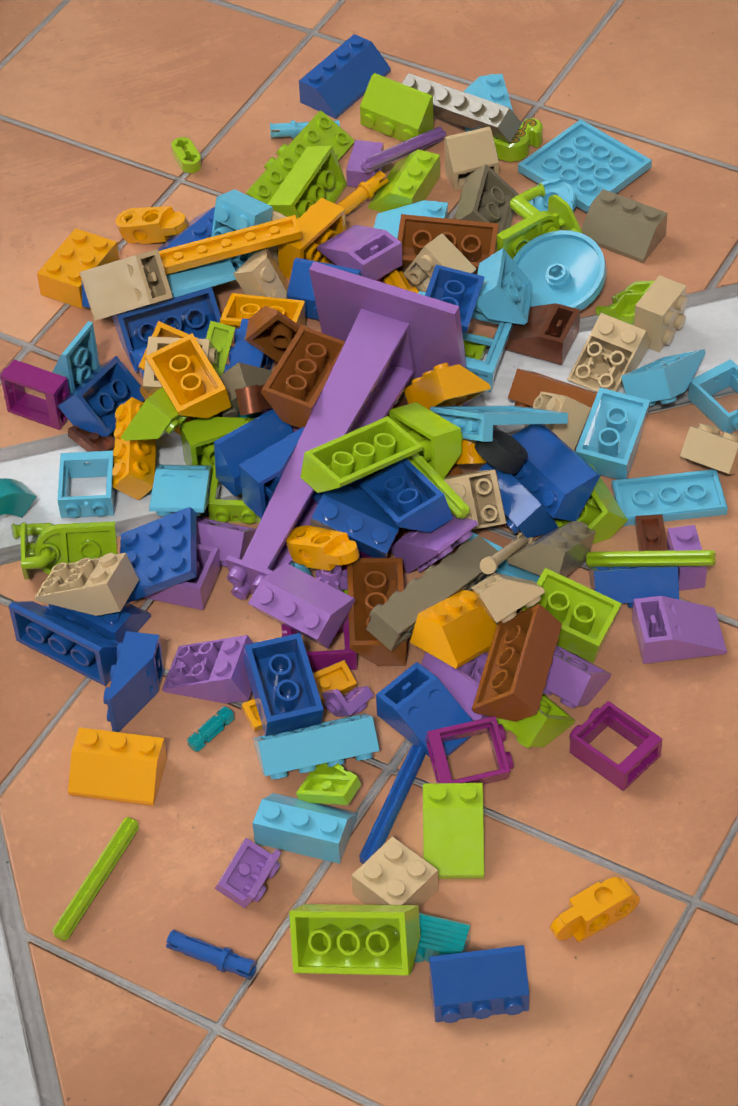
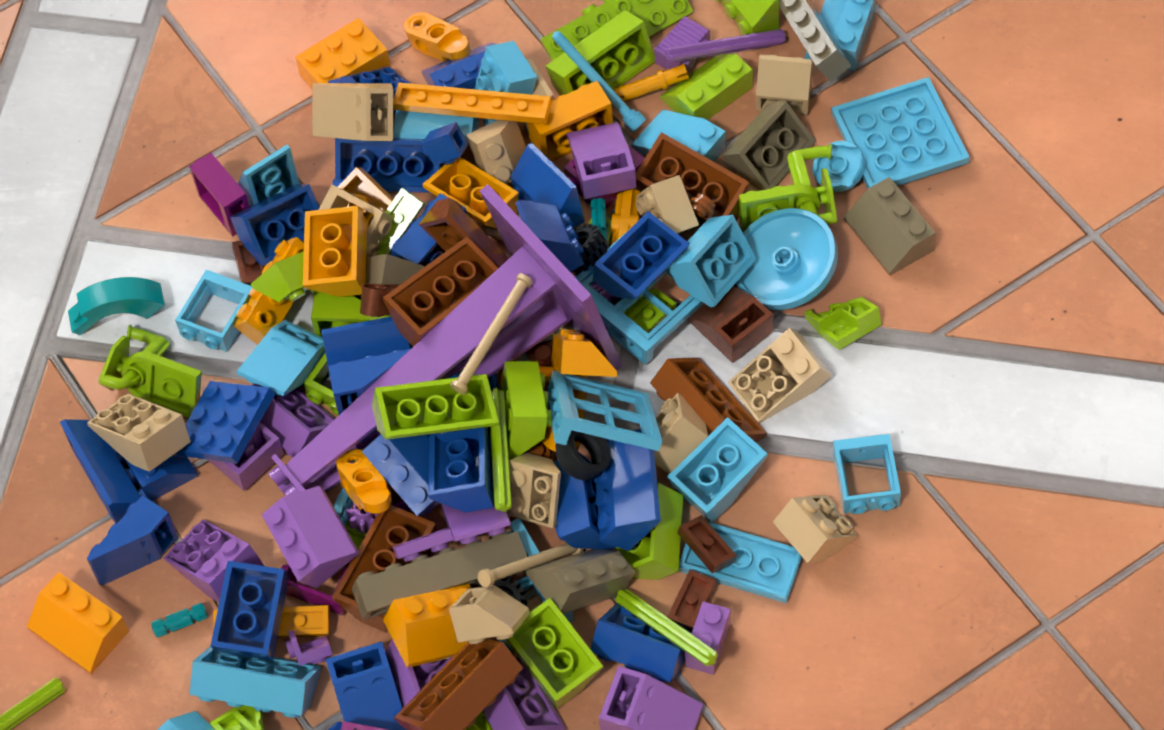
camera: 30 degrees right, 10 degrees up
(221, 283) = (445, 144): none -> blue brick
(312, 195) = (630, 116): none -> medium azure piece
(375, 426) = (460, 384): none -> tan bar
(414, 566) = (411, 549): none -> medium lavender plate
(472, 252) = (702, 205): none -> dark orange plate
(528, 134) = (848, 84): lime animal -> none
(638, 490) = (707, 544): none -> copper plate
(661, 311) = (854, 349): tan brick -> none
(663, 377) = (811, 425): medium azure slope -> none

